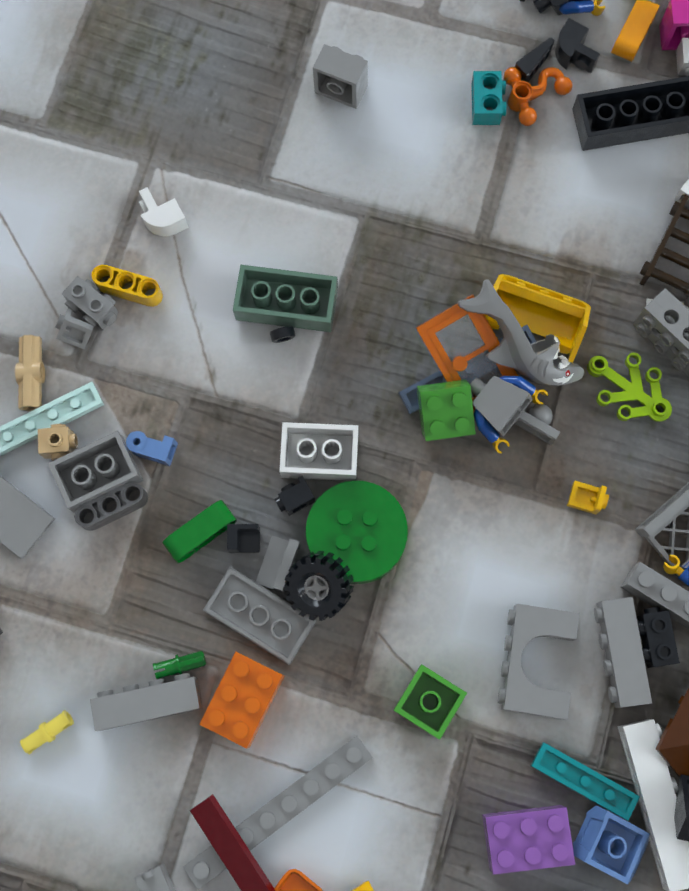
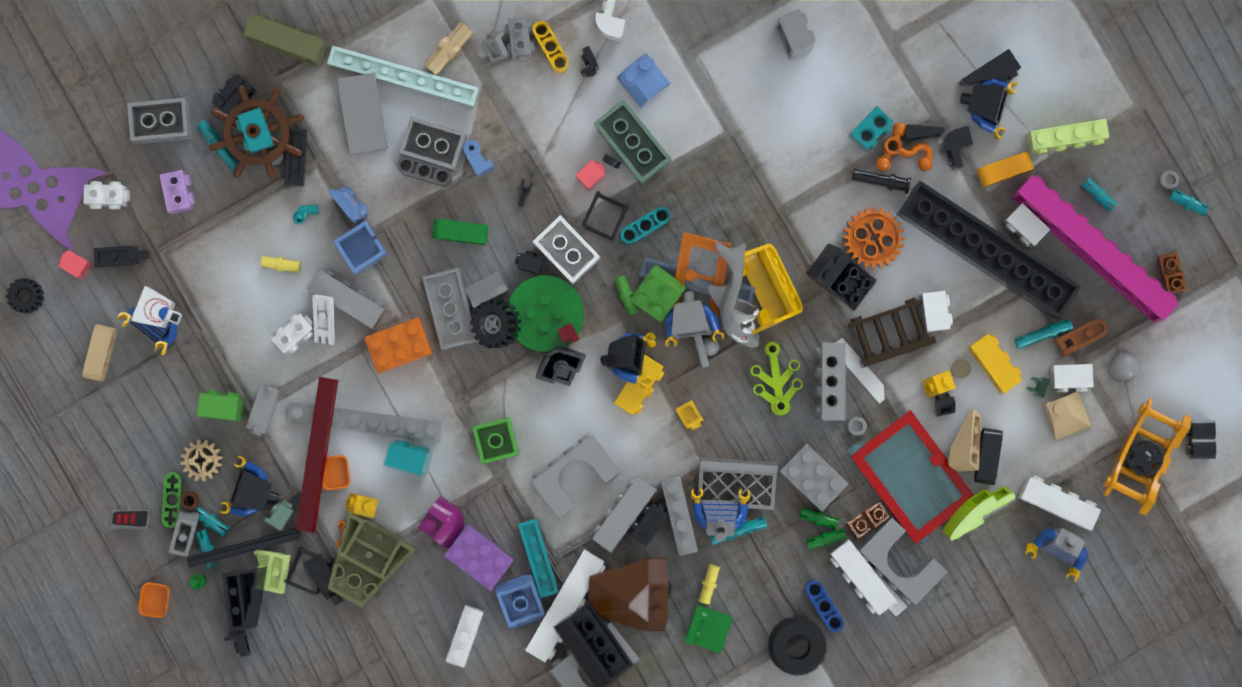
camera: 40 degrees right, 10 degrees up
(24, 657) = (303, 212): none -> teal arm
(56, 441) = (424, 100): tan brick -> none
(70, 607) = (345, 199): none -> medium blue slope
(114, 639) = (360, 248): none -> medium blue piece
(122, 798) = (297, 330): none -> white brick
(141, 746) = (323, 319): none -> white hinge
(174, 263) = (589, 59): none -> black bracket
(180, 664) = (383, 295): green axle -> none
(226, 436) = (524, 192): none -> black hand
(241, 239) = (643, 79): none -> medium blue slope
(243, 538) = (480, 258): black panel -> none
(275, 363) = (591, 174): none -> coral brick
(338, 363) = (625, 208): none -> black piece
(360, 808) = (408, 459): none -> teal brick
(371, 351) = (652, 219): none -> teal beam
(399, 526) = (568, 333): none -> dark red piece
(416, 442) = (626, 295): none -> bright green pin
(420, 565) = (560, 365): none -> black brick
(456, 839) = (443, 522): none -> magenta brick
(476, 497) = (627, 356): none -> black torso
(512, 514) = (633, 394): none -> yellow brick
(550, 127) = (891, 182): none -> black pin
(580, 204) = (889, 229): none -> orange gear
(591, 244) = (841, 276): none -> black slope

